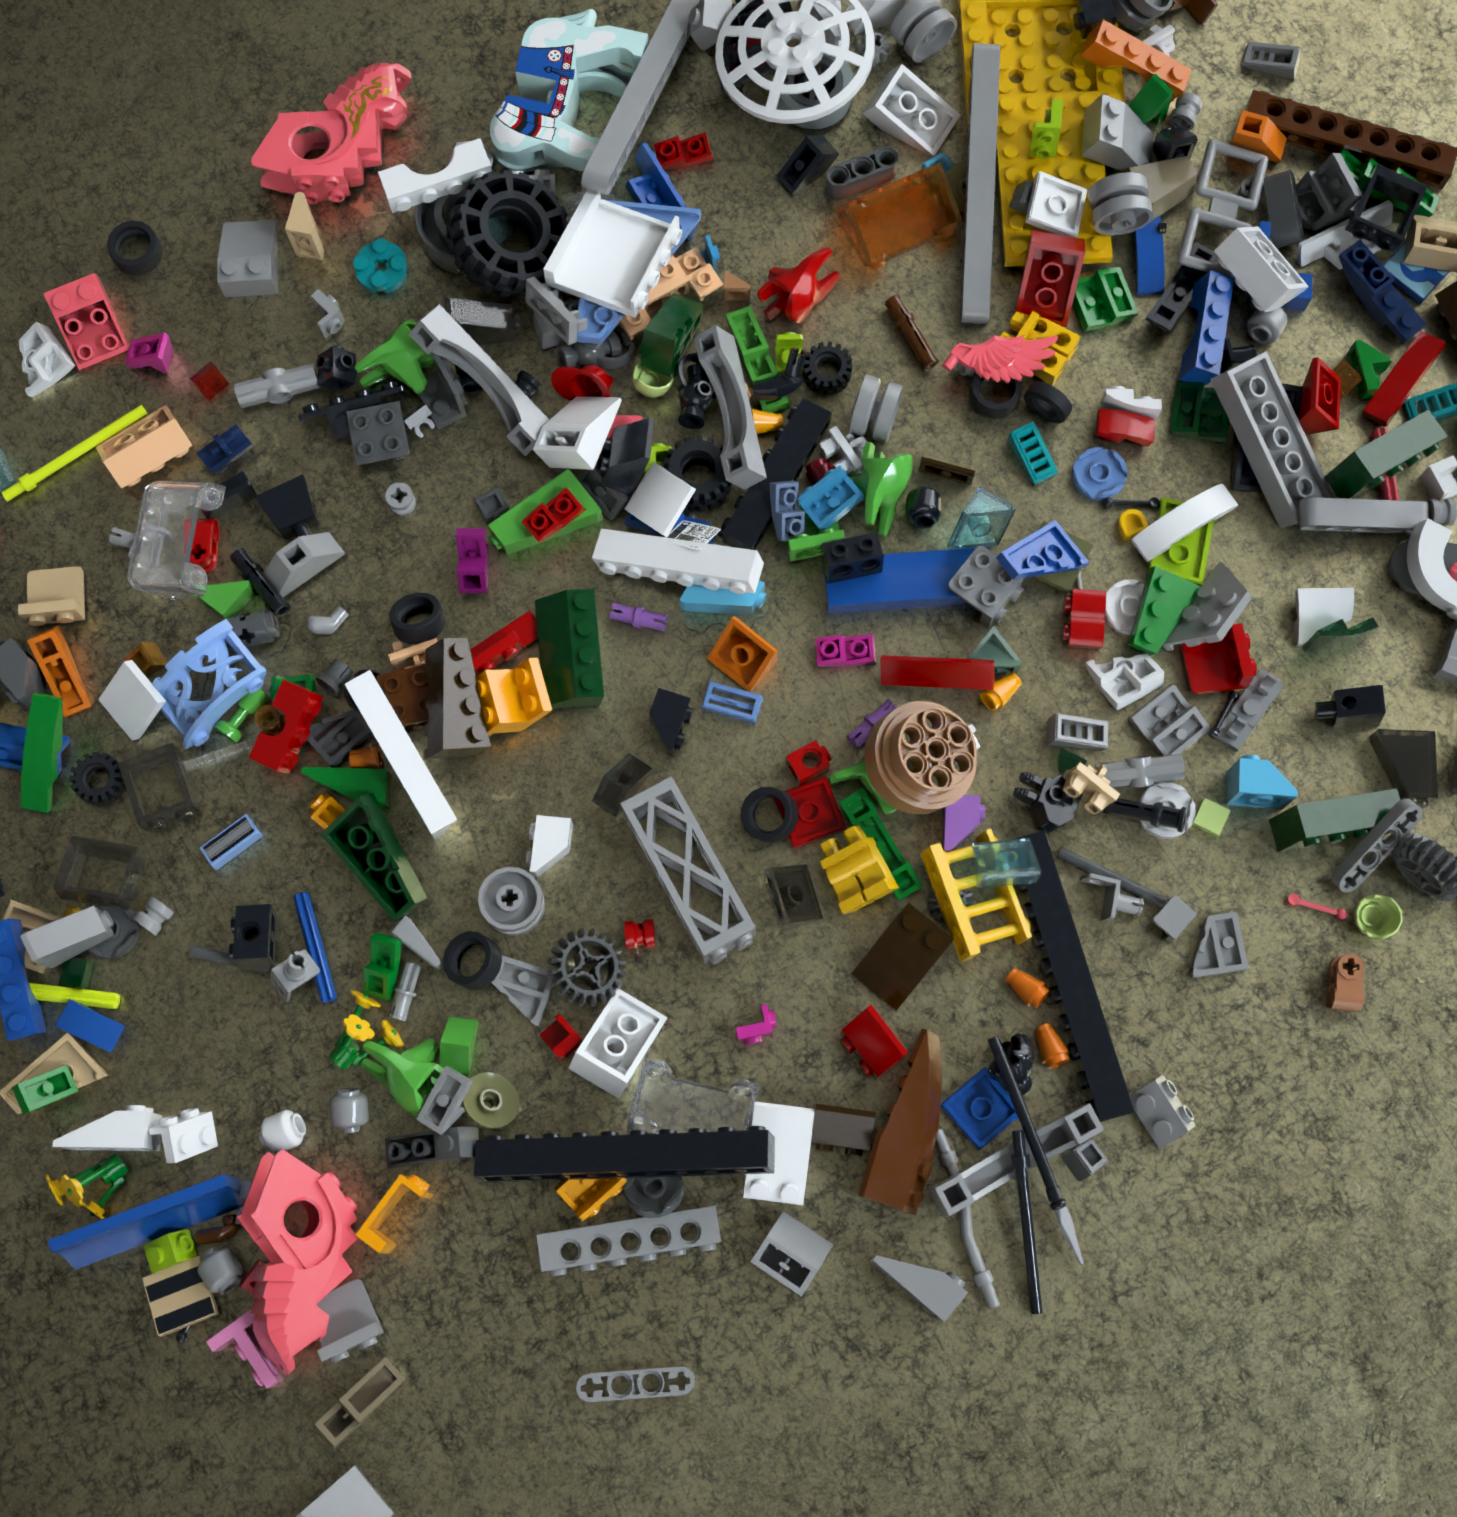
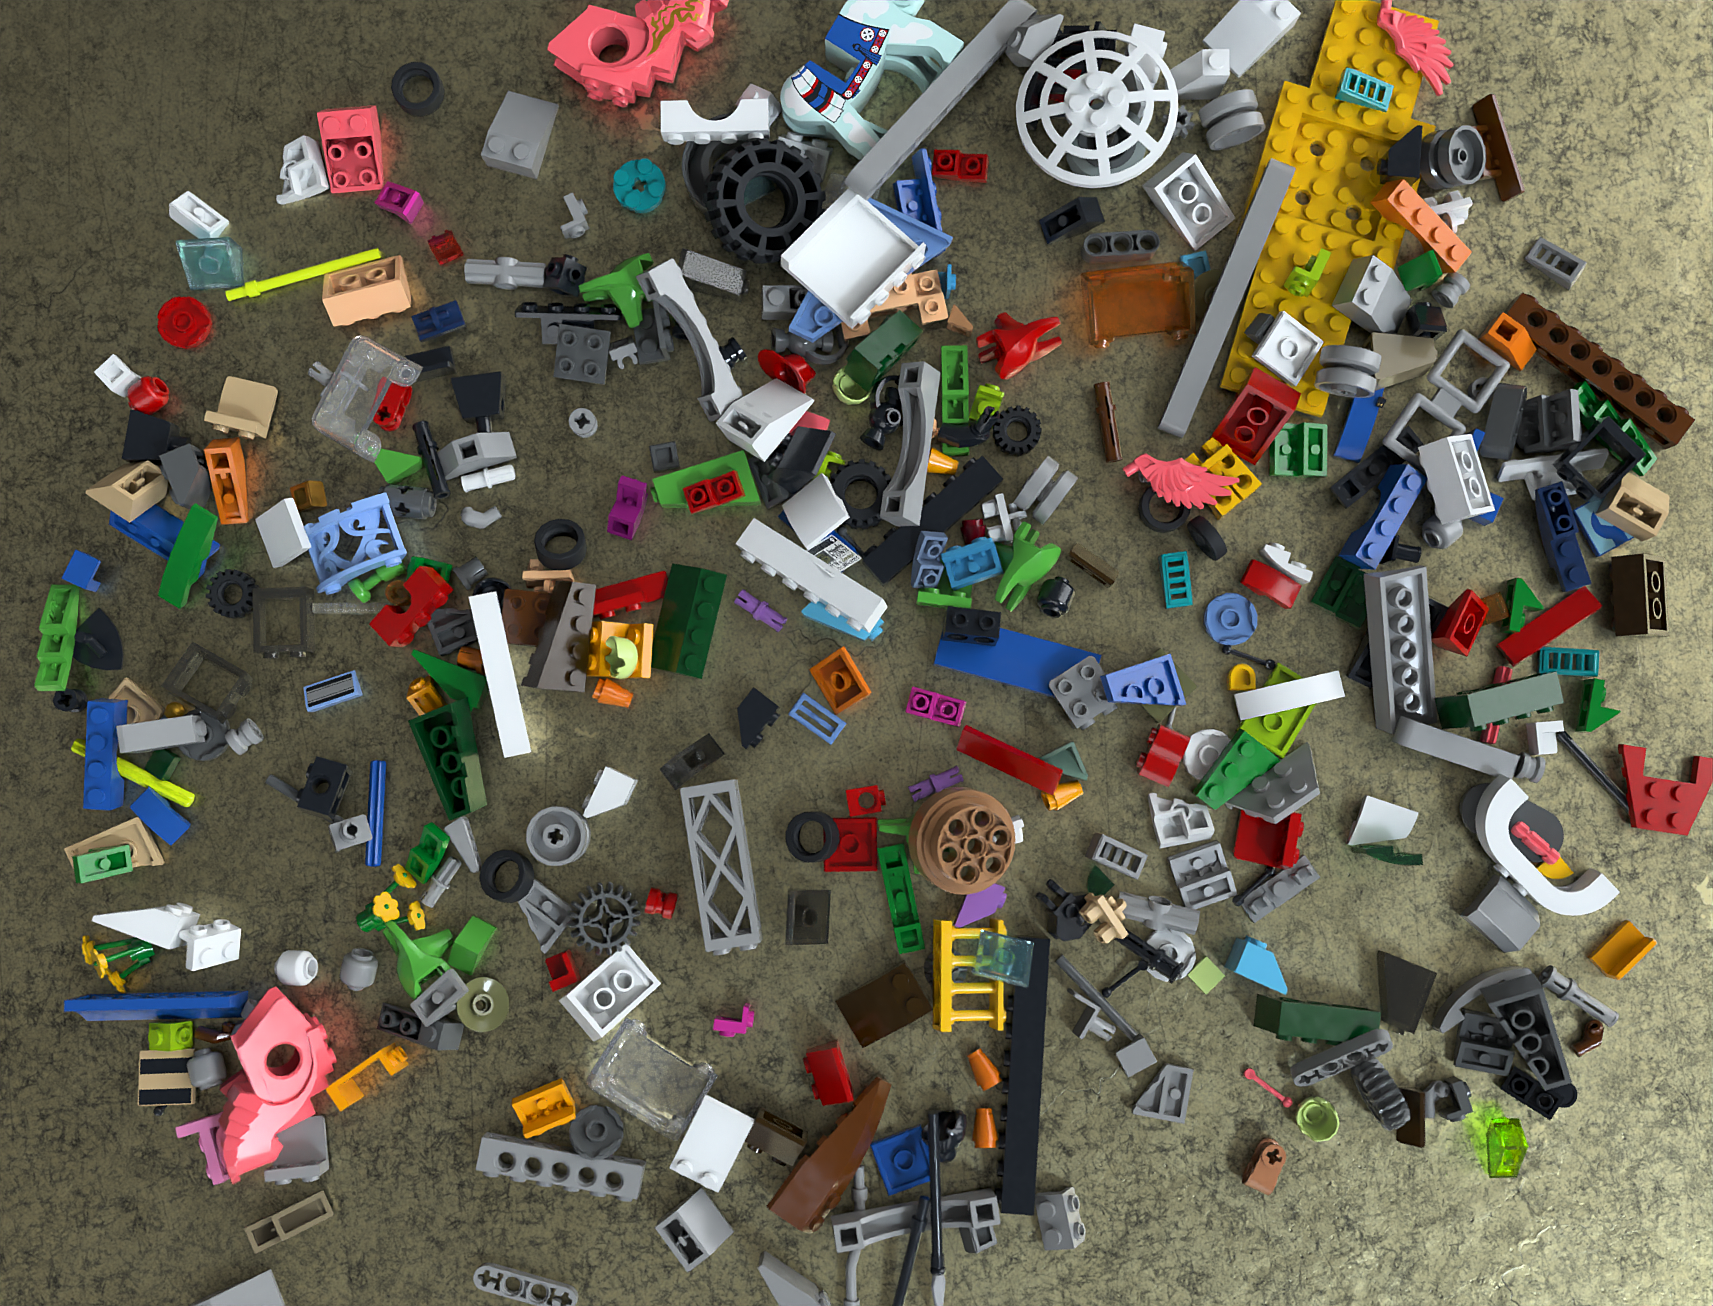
camera: 20 degrees right, 10 degrees up
(303, 229) = (578, 127): tan tile -> none
(322, 582) = (487, 478): none -> white axle
(517, 746) = (612, 693): none -> orange cone
(518, 695) = (622, 657): none -> yellowish green hair
(553, 311) = (779, 296): light grey plate -> none
(625, 1155) = (577, 1101): black brick -> none
(857, 870) = (871, 916): yellow hips -> none
(982, 521) = (1102, 633): clear light blue slope -> none
(1145, 827) = (1107, 991): none -> black hinge
(1364, 707) = (1382, 926): black torso -> none

